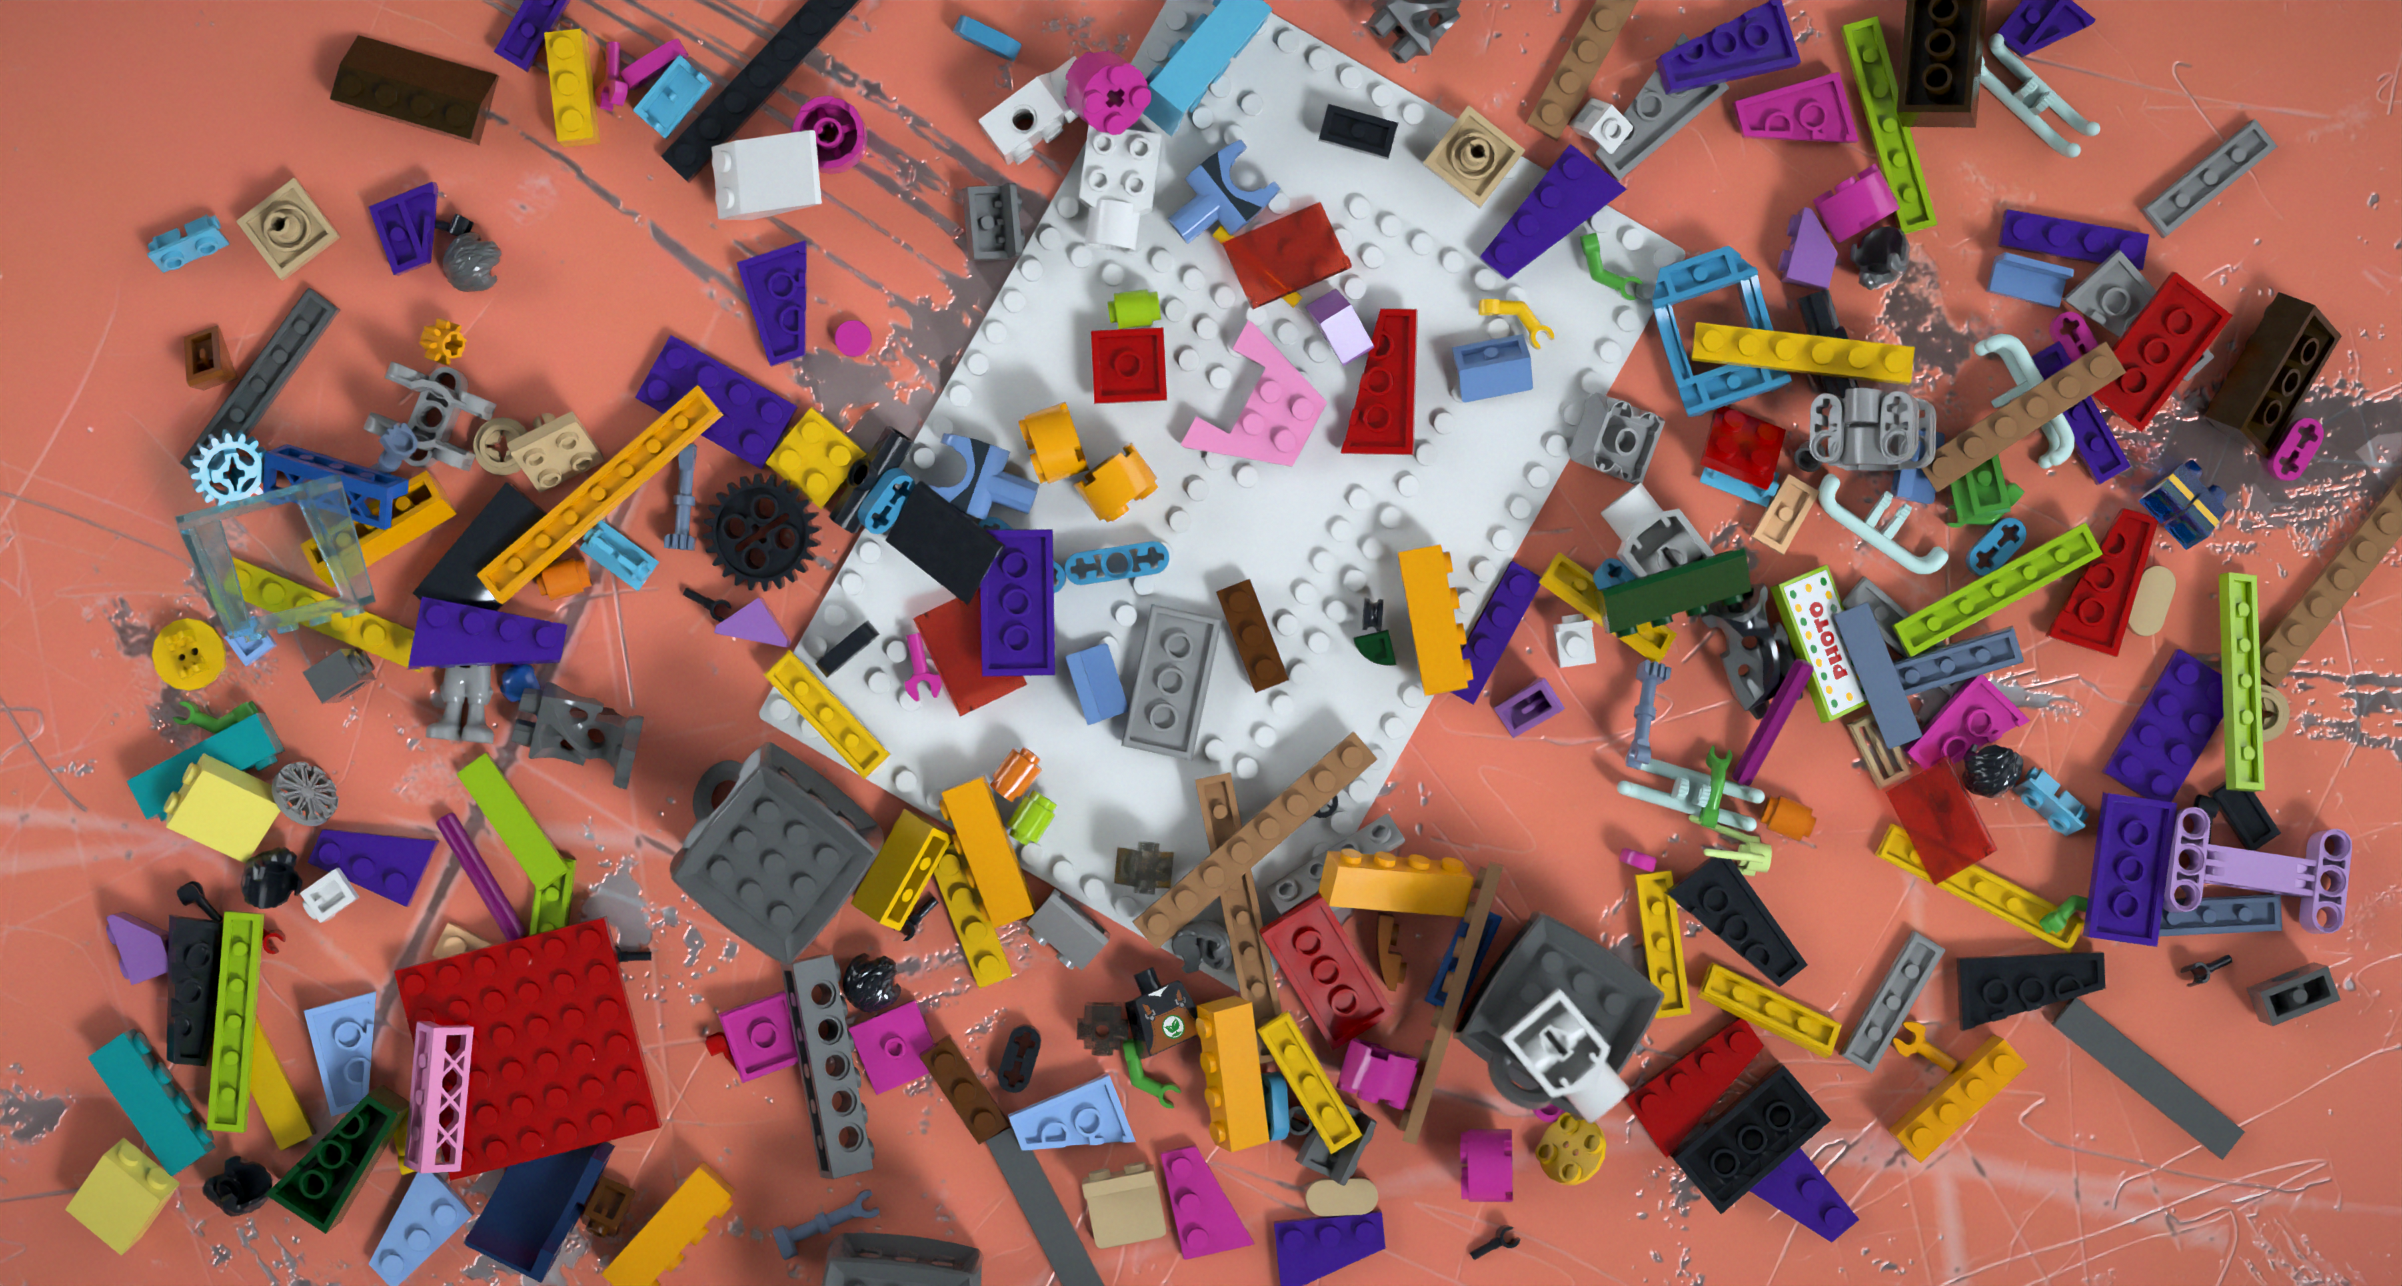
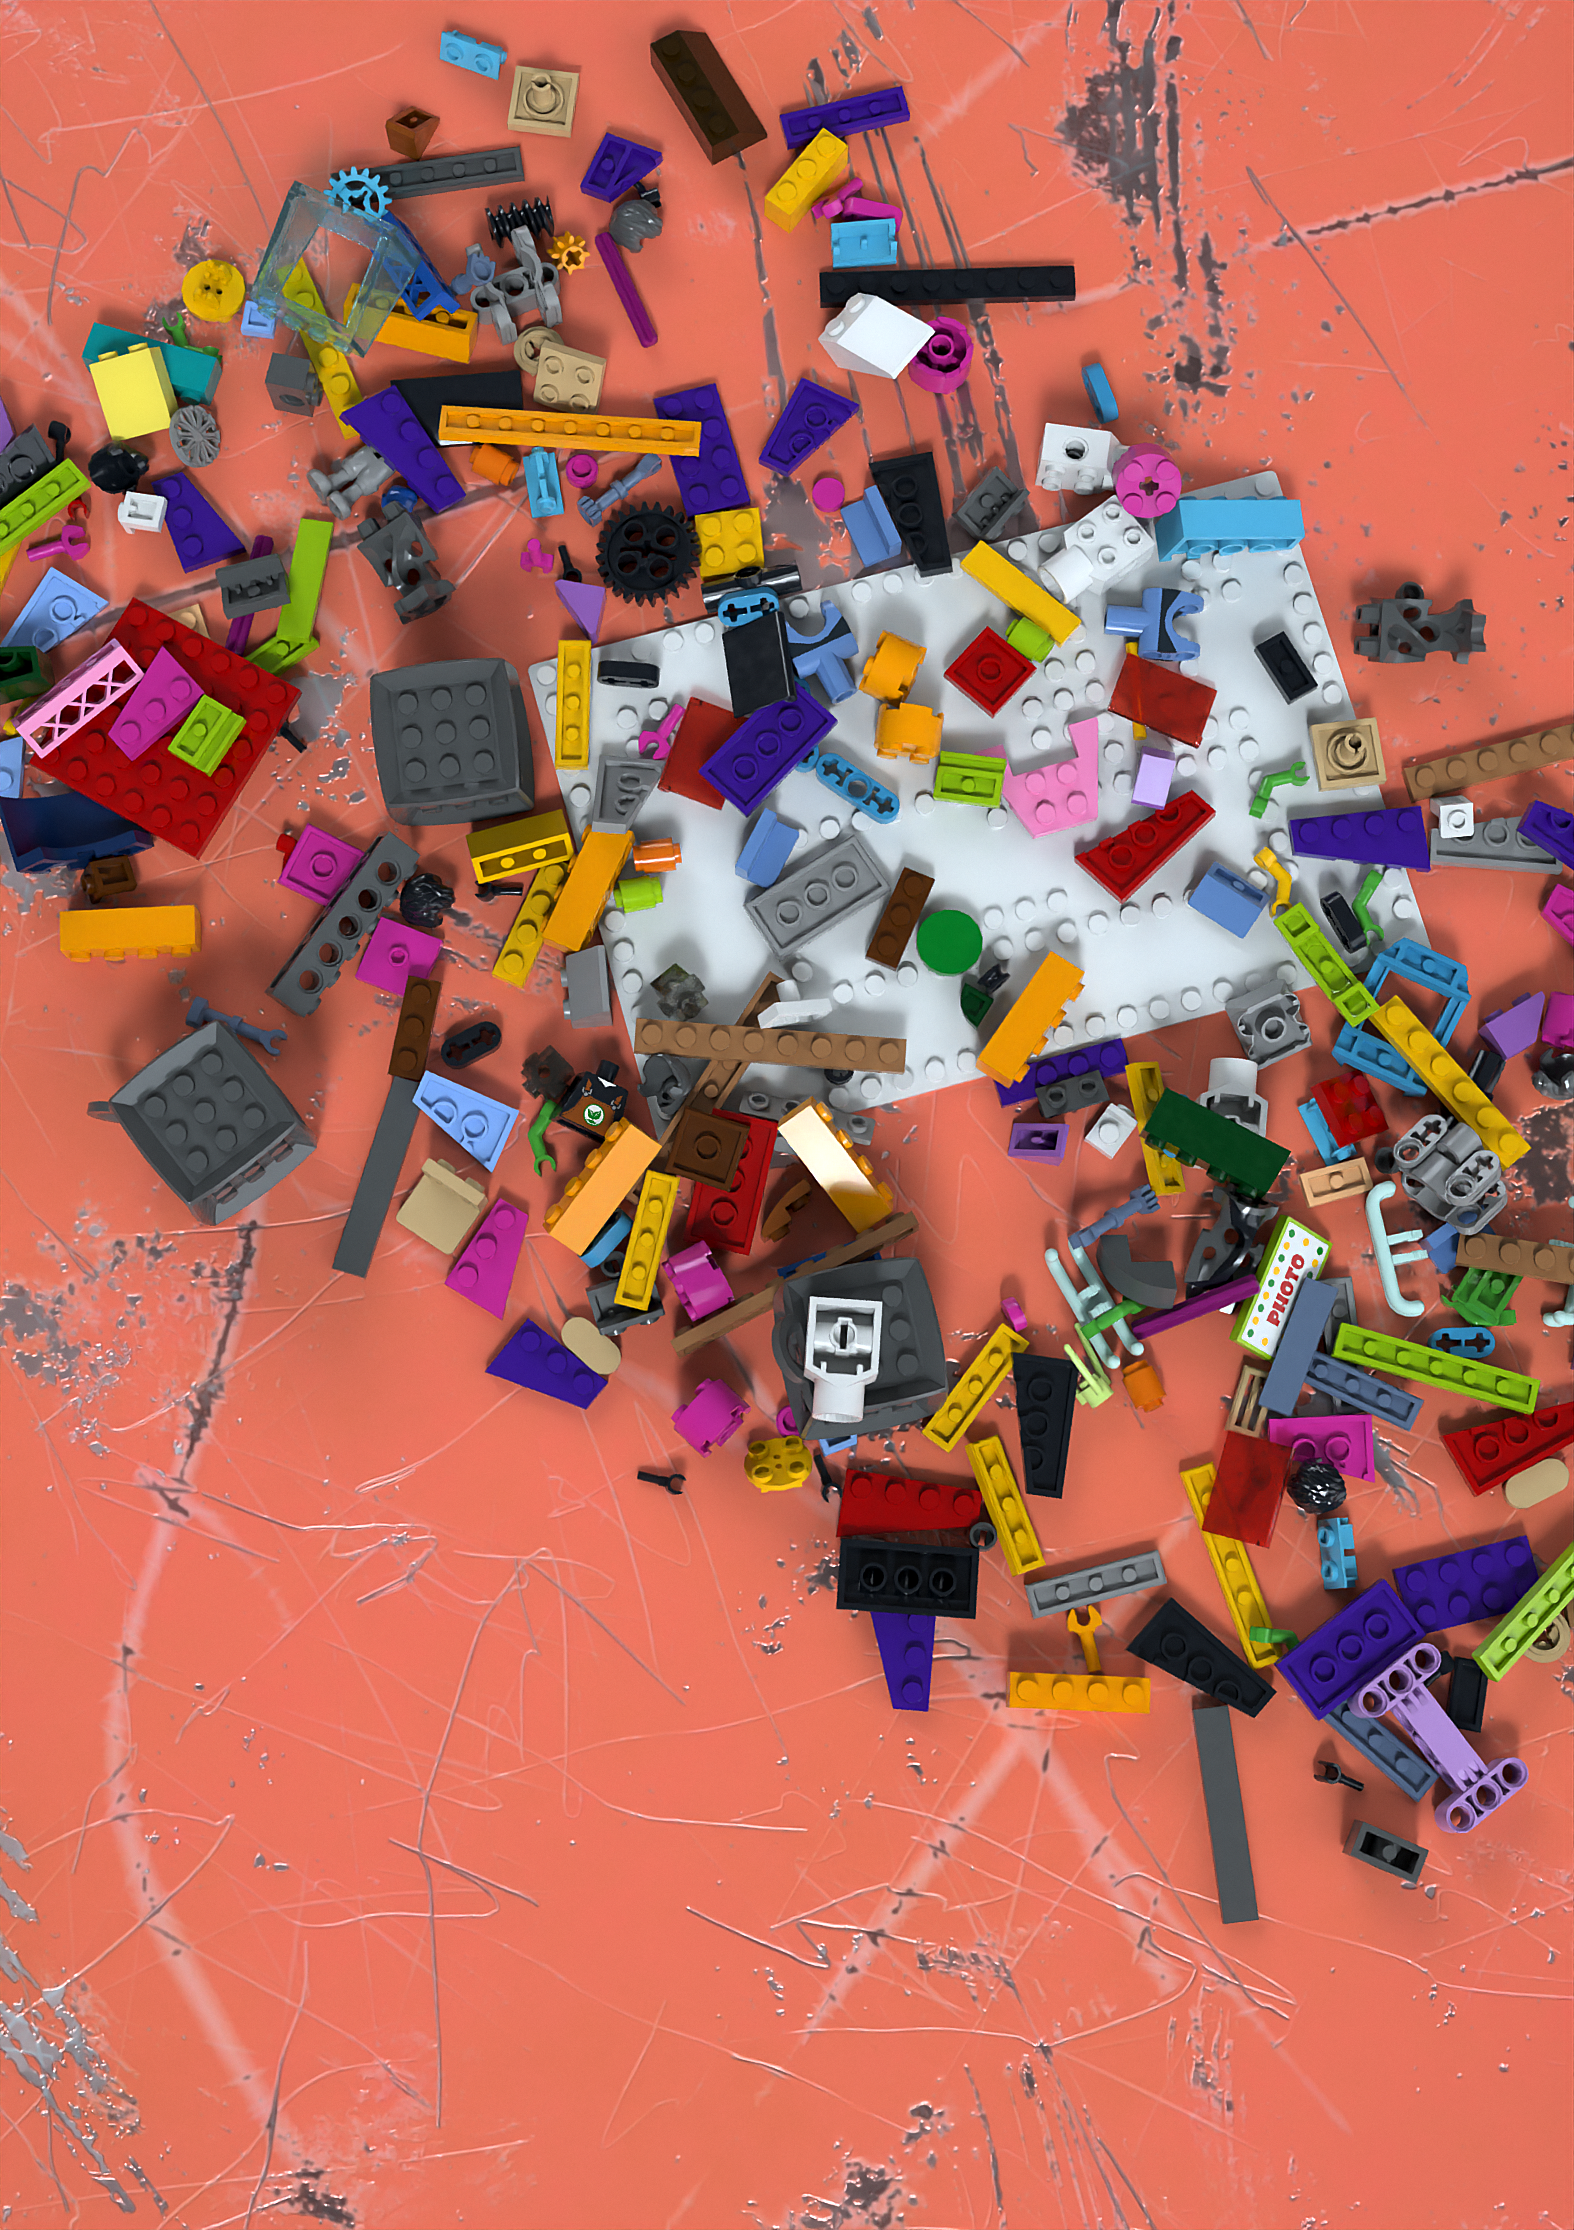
camera: 40 degrees right, 10 degrees down
(289, 982) = (62, 545): none -> dark pink bar
(377, 353) = (534, 218): none -> black piece
(482, 872) = (253, 586): none -> dark grey bracket
(506, 1042) = (155, 706): none -> dark pink wing
(518, 324) = (626, 289): none -> magenta axle
(572, 1028) = (207, 735): none -> lime plate
(637, 512) = (582, 471): none -> dark pink tile
(678, 624) = (536, 558): none -> dark pink bar
(915, 334) = (871, 528): none -> medium blue panel
(930, 279) = (915, 505): none -> black wing
(940, 752) = (622, 791): none -> light grey wing
(1088, 274) = (1019, 592): none -> yellow tile
(1199, 471) = (970, 779): none -> lime plate
(1243, 794) = (792, 1009): none -> white tile
(1287, 968) = (707, 1148): none -> reddish brown tile
(1309, 617) = (949, 943): none -> green tile
(1441, 261) = (1269, 781): none -> bright green arm
(1519, 645) = (1071, 1094): none -> dark grey hinge
(1599, 300) = (1343, 922): none -> black beam
(1620, 350) = (1325, 965): none -> lime slope
(1620, 1123) = (825, 1477): none -> black hand
(1716, 742) = (1142, 1282): none -> dark grey brick
(1783, 1046) = (991, 1536): none -> dark grey hinge

